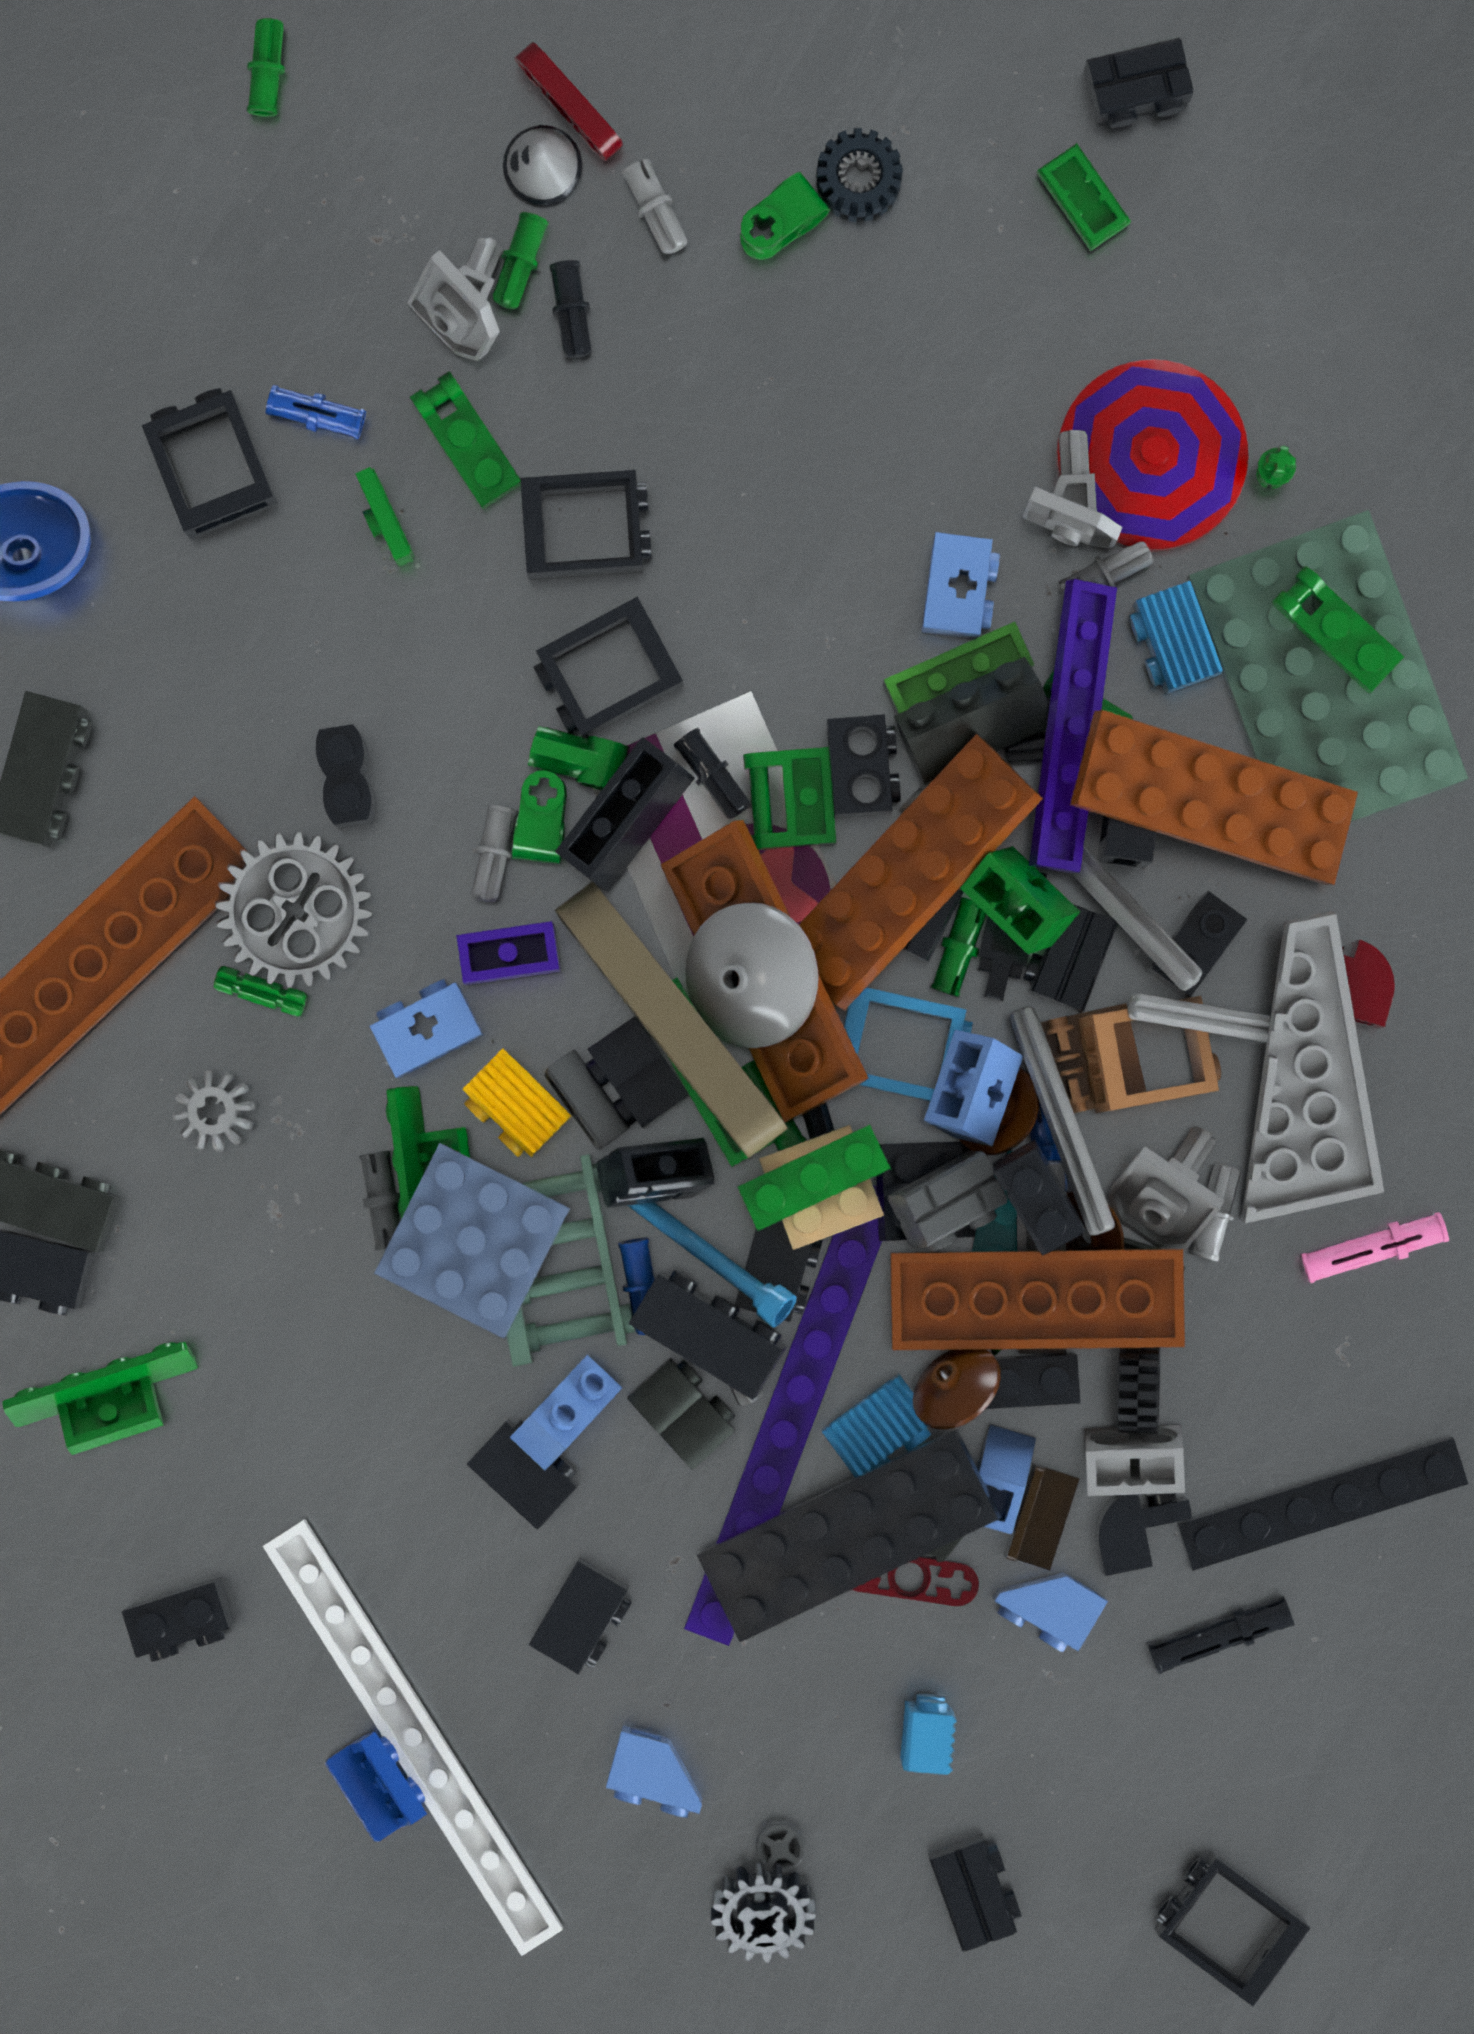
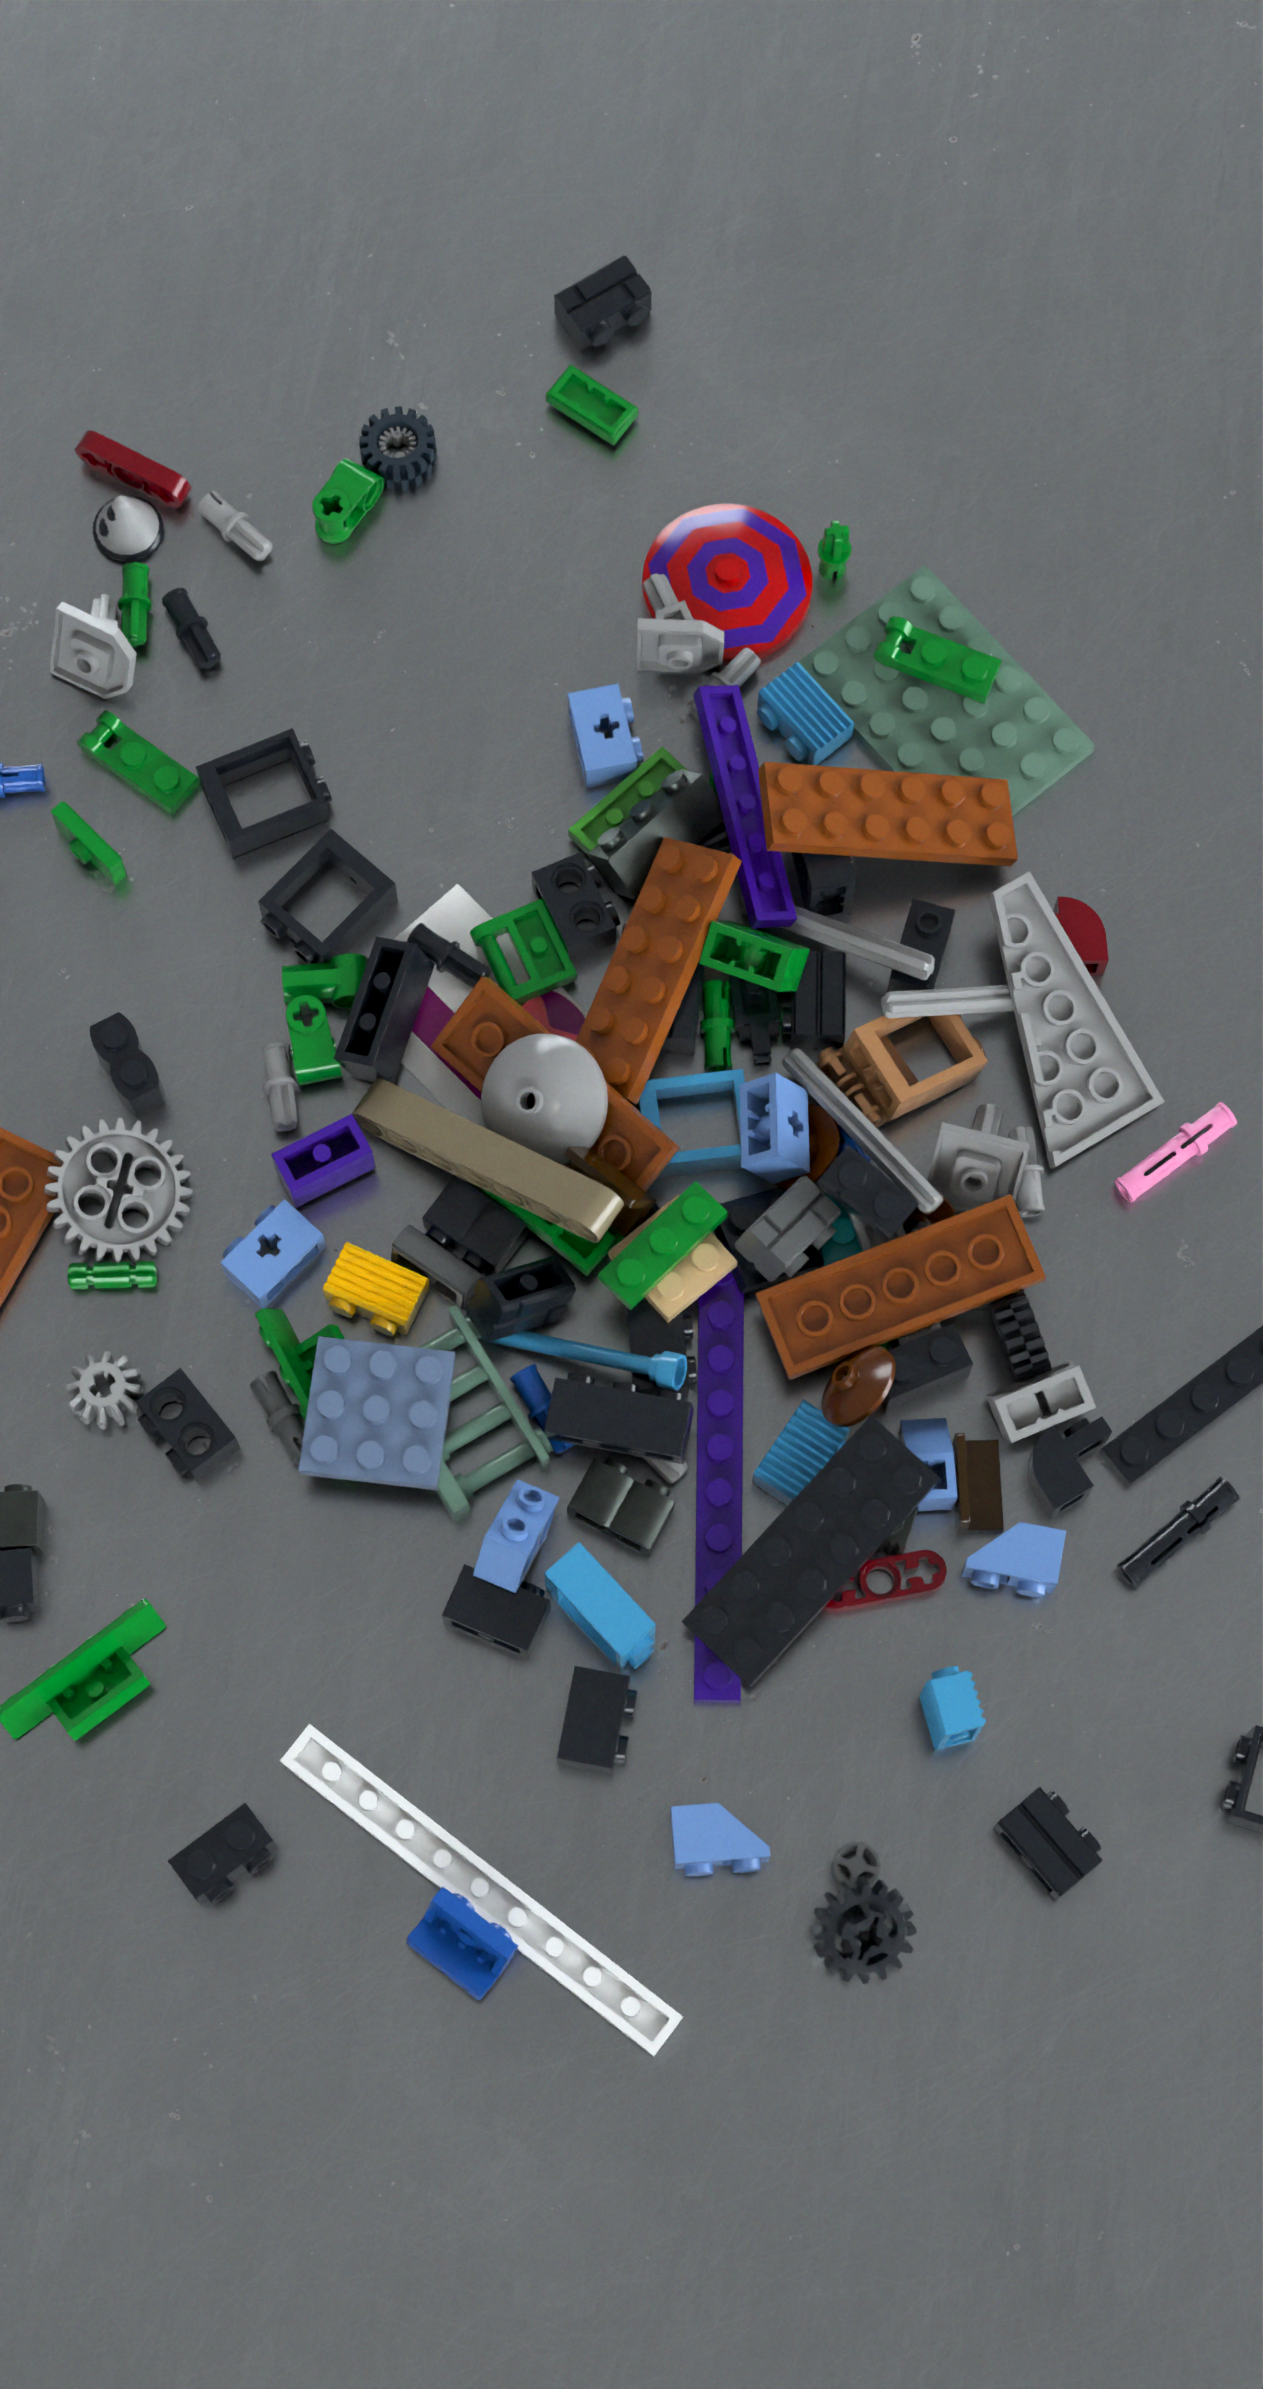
camera: 25 degrees left, 15 degrees down
(295, 1172) = (194, 1420): none -> black brick
(623, 1515) = (601, 1608): none -> dark azure window
(782, 1087) = (636, 1201): none -> dark brown panel

